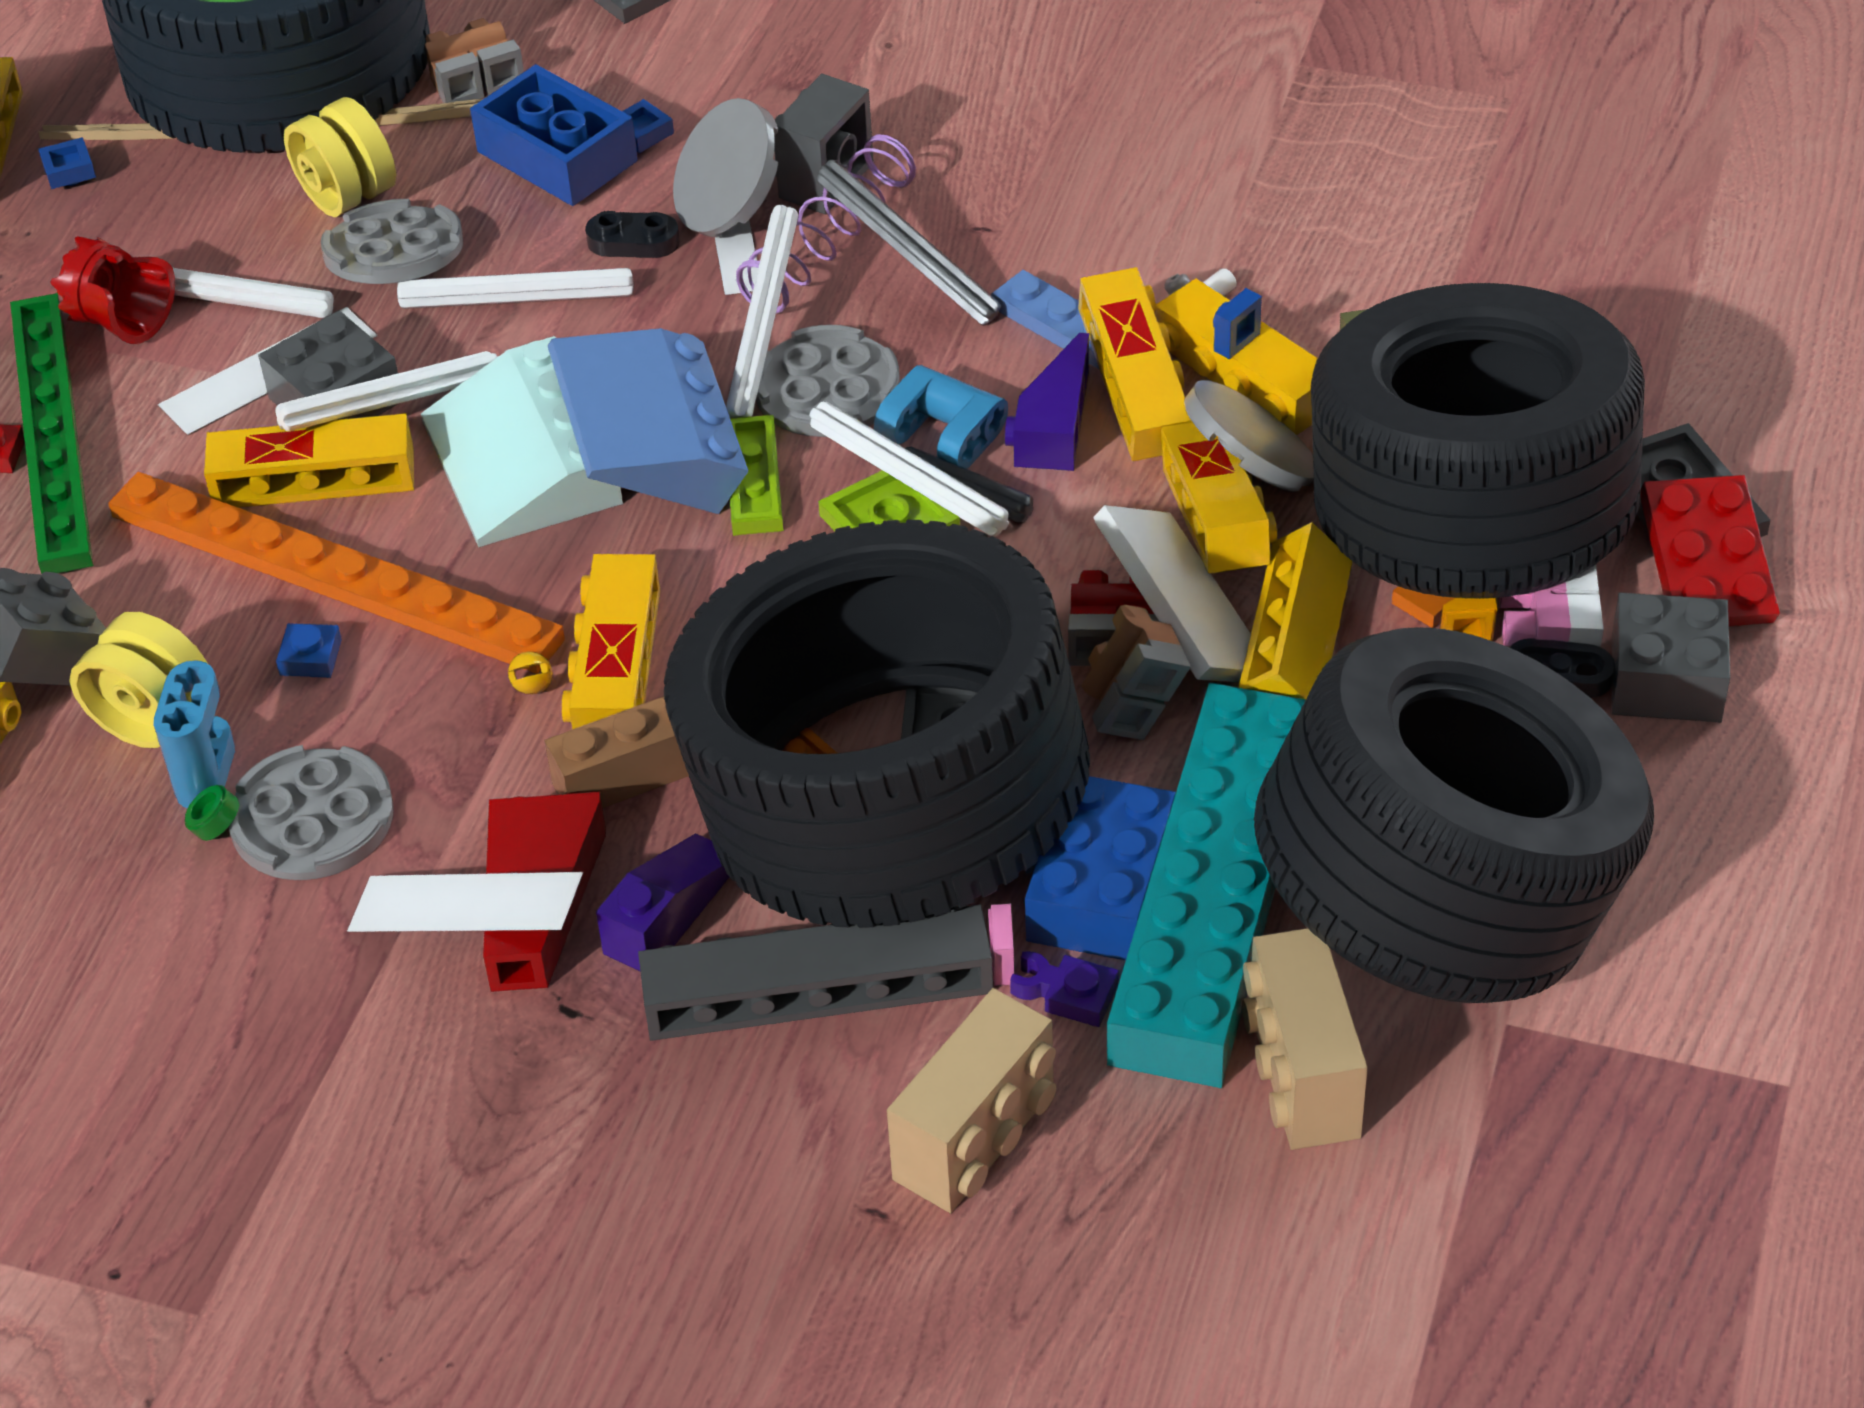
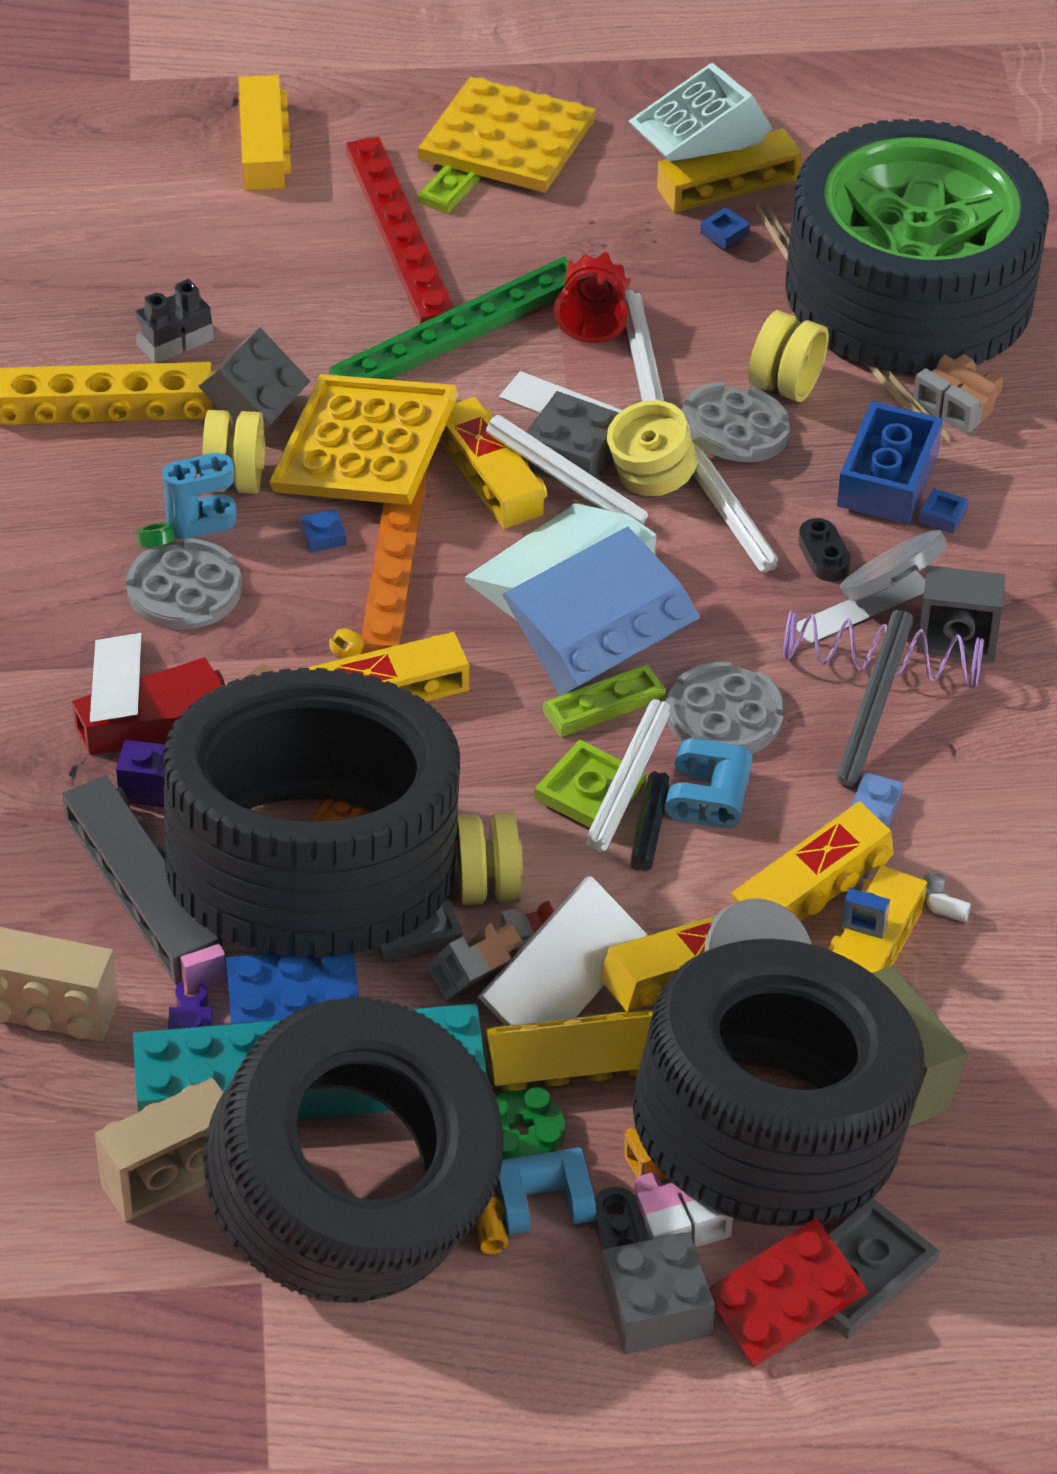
camera: 65 degrees right, 0 degrees up
(205, 547) = (364, 439): none -> yellow plate
(405, 304) = (652, 448): none -> light yellow wheel
(762, 312) = (744, 638): white axle -> none
(1051, 412) = (743, 844): dark purple slope -> none

